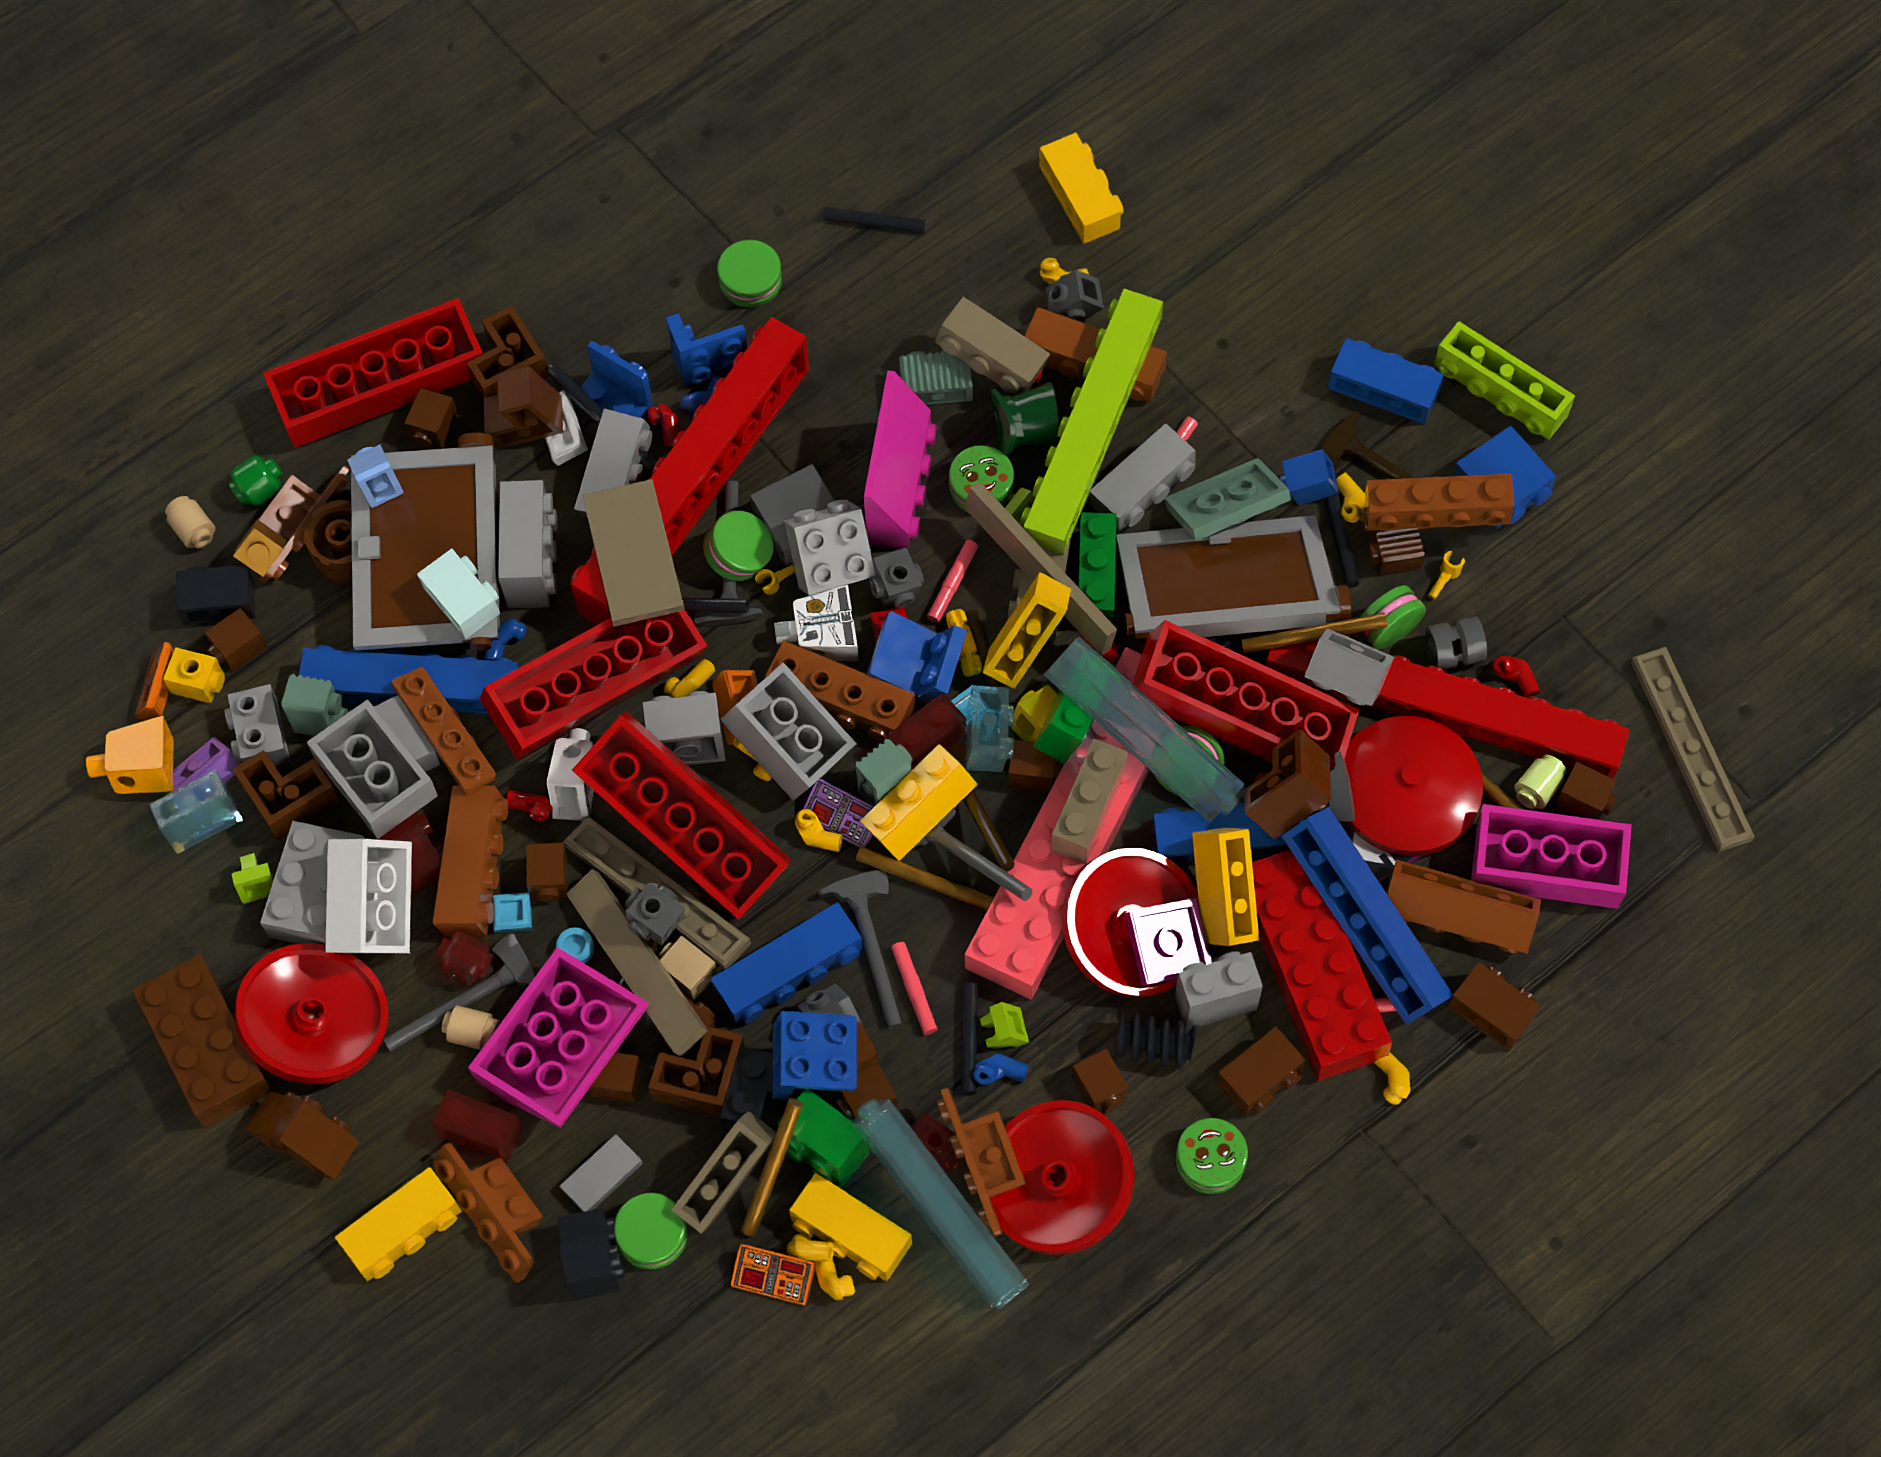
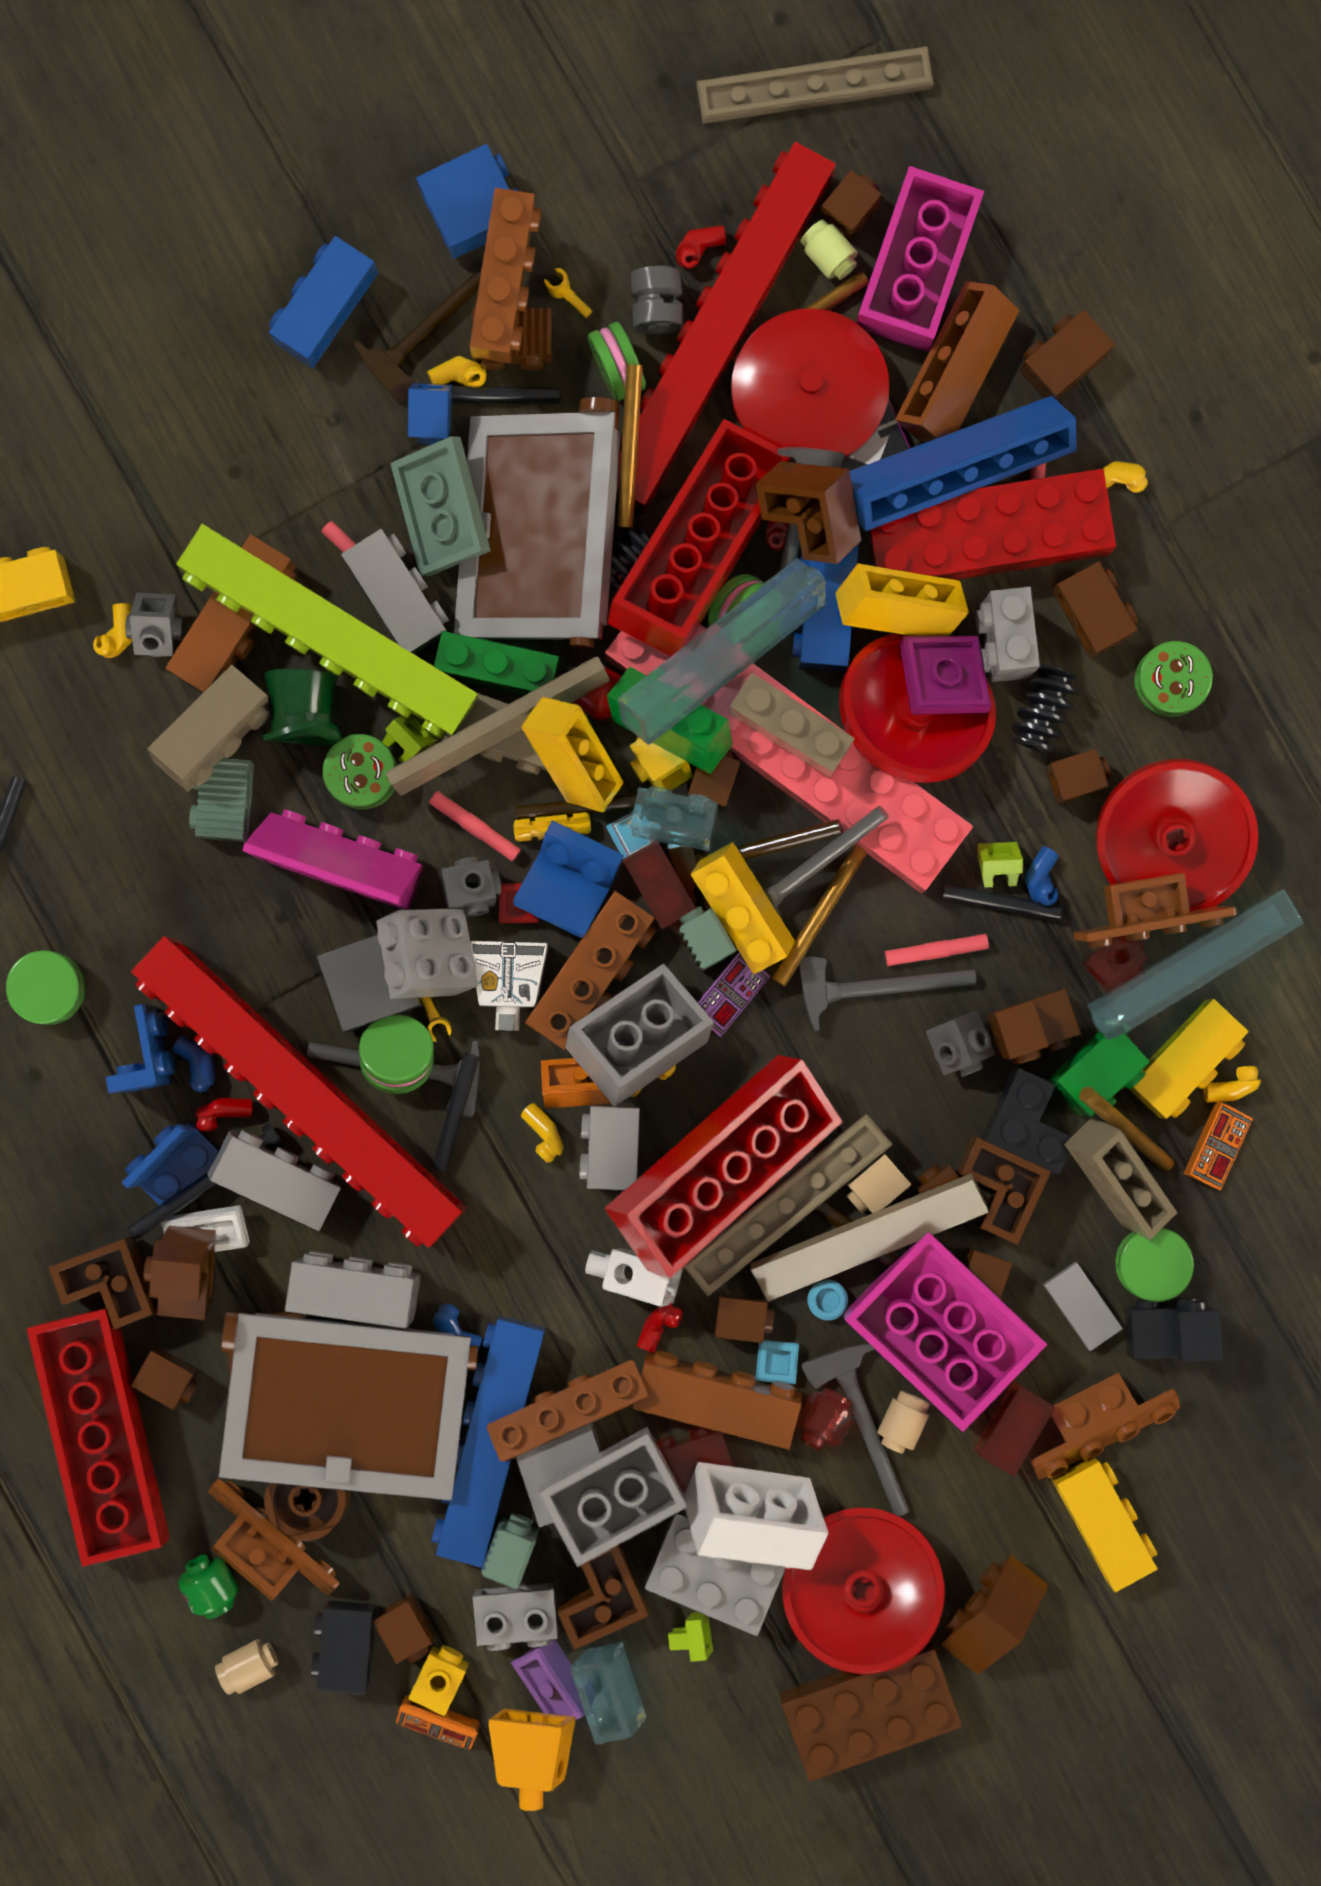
camera: 80 degrees left, 20 degrees up
(260, 548) = (303, 1591): pearl gold brick -> none
(375, 475) = (257, 1454): light blue slope -> none
(459, 593) = (418, 1374): light aqua brick -> none
(588, 677) = (530, 1236): red brick -> none
(633, 552) = (405, 1173): dark tan tile -> none
(658, 924) = (841, 1208): dark grey brick -> none
(787, 964) = (892, 1078): blue brick -> none
(805, 1249) = (1208, 1106): yellow arm -> none
(814, 833) = (747, 1025): yellow arm -> none
(814, 1052) = (1024, 1066): blue bracket -> none
(1348, 667) = (682, 417): light grey brick -> none
(1503, 380) = (353, 172): lime brick -> none

